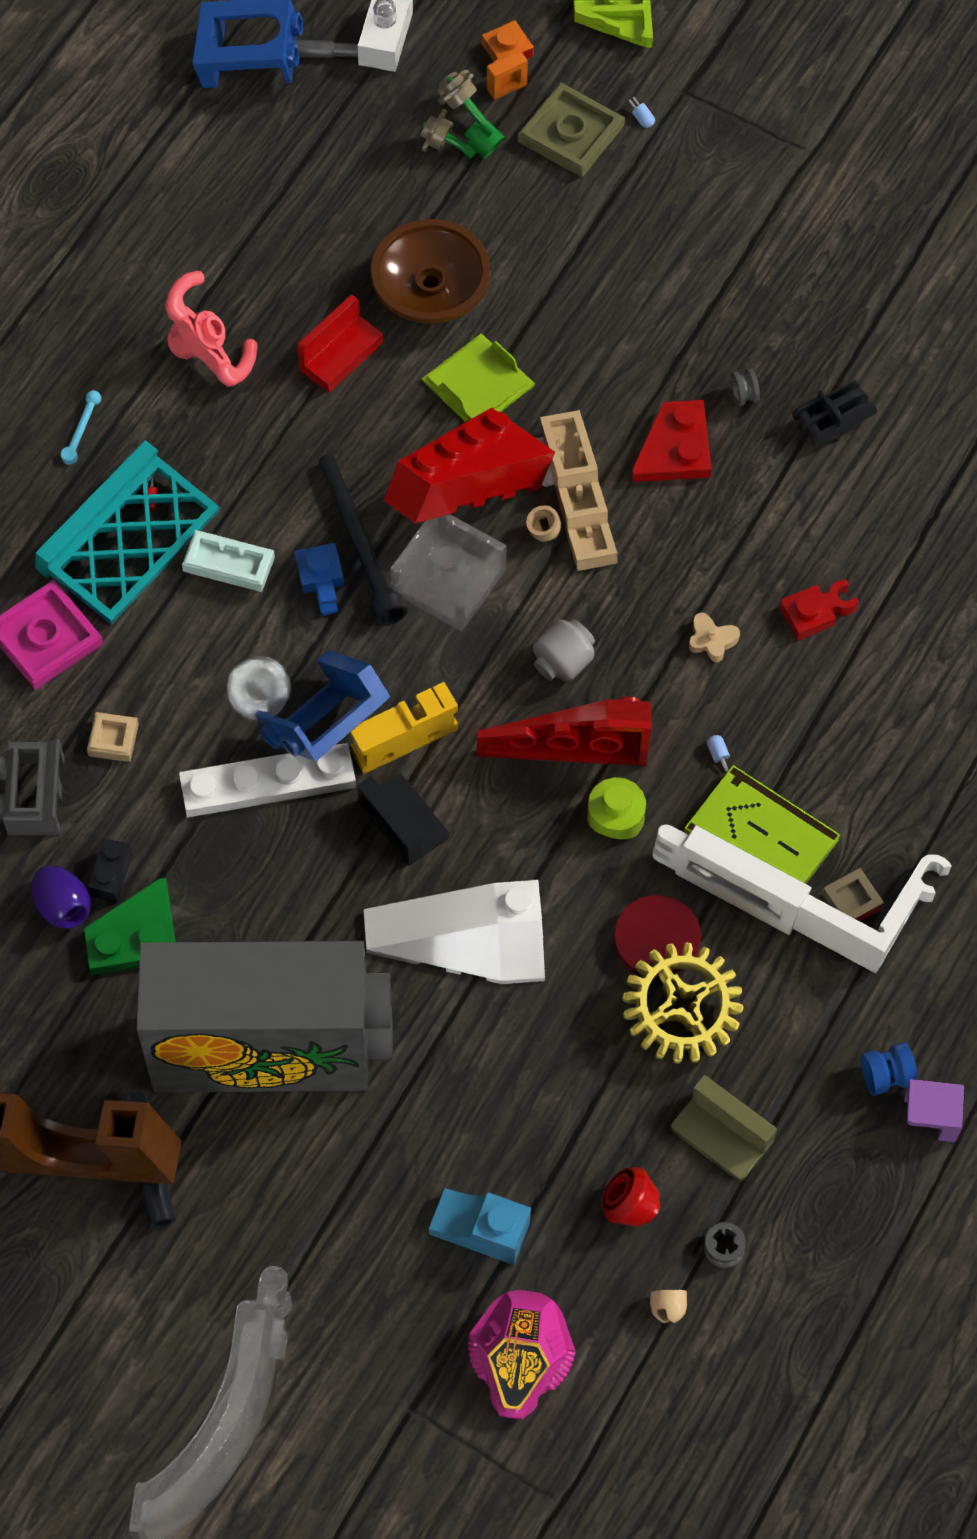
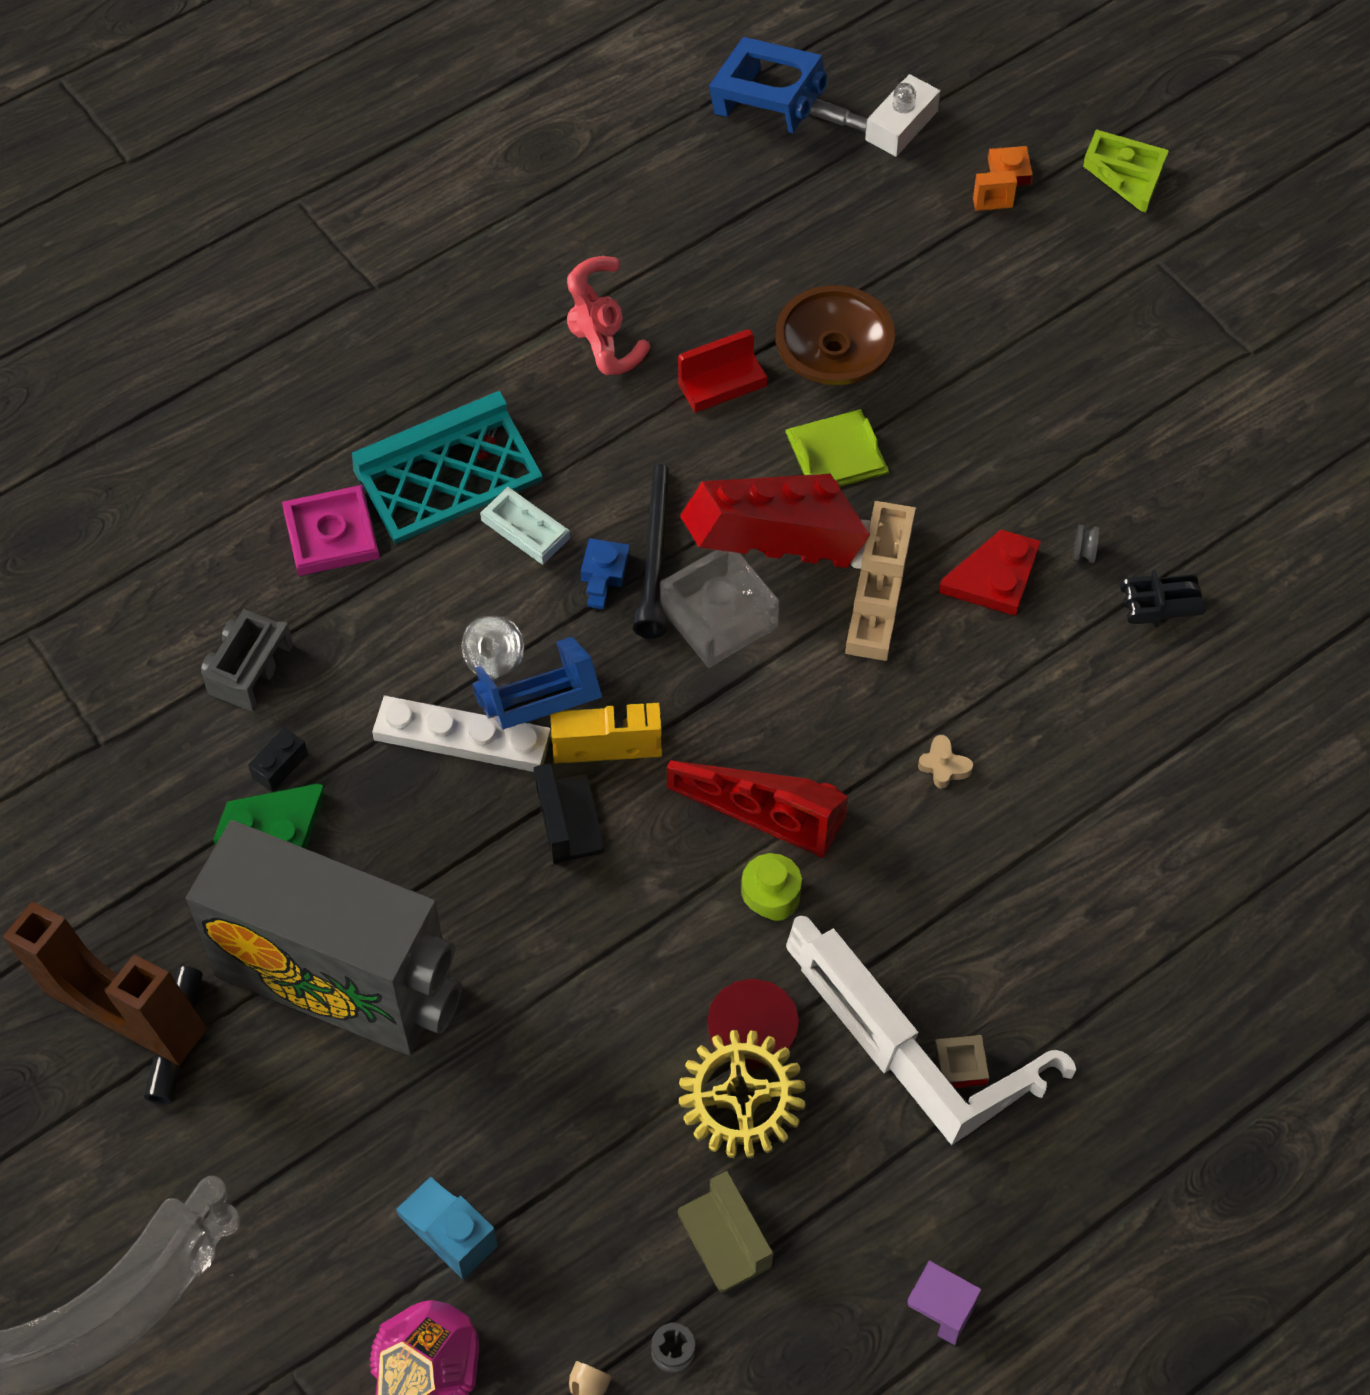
camera: 25 degrees right, 5 degrees down
(60, 897) = (219, 765): dark purple animal -> none
(69, 454) = (434, 383): medium azure hinge -> none
(112, 737) = (343, 642): tan tile -> none
(471, 930) = (579, 945): white wedge -> none
(481, 135) = (944, 235): plant -> none
(535, 527) = (824, 599): tan hinge -> none
(563, 650) = (792, 719): light grey head -> none
(571, 129) = (1033, 259): olive tile -> none
(630, 1198) = (601, 1262): red cone -> none
(642, 114) = (1108, 268): light blue piece -> none
(718, 750) = (899, 869): light blue piece -> none
(765, 825) = (908, 961): lime tile -> none
(813, 611) = (1054, 775): red plate -> none
(888, 1068) = (916, 1242): blue wheel -> none

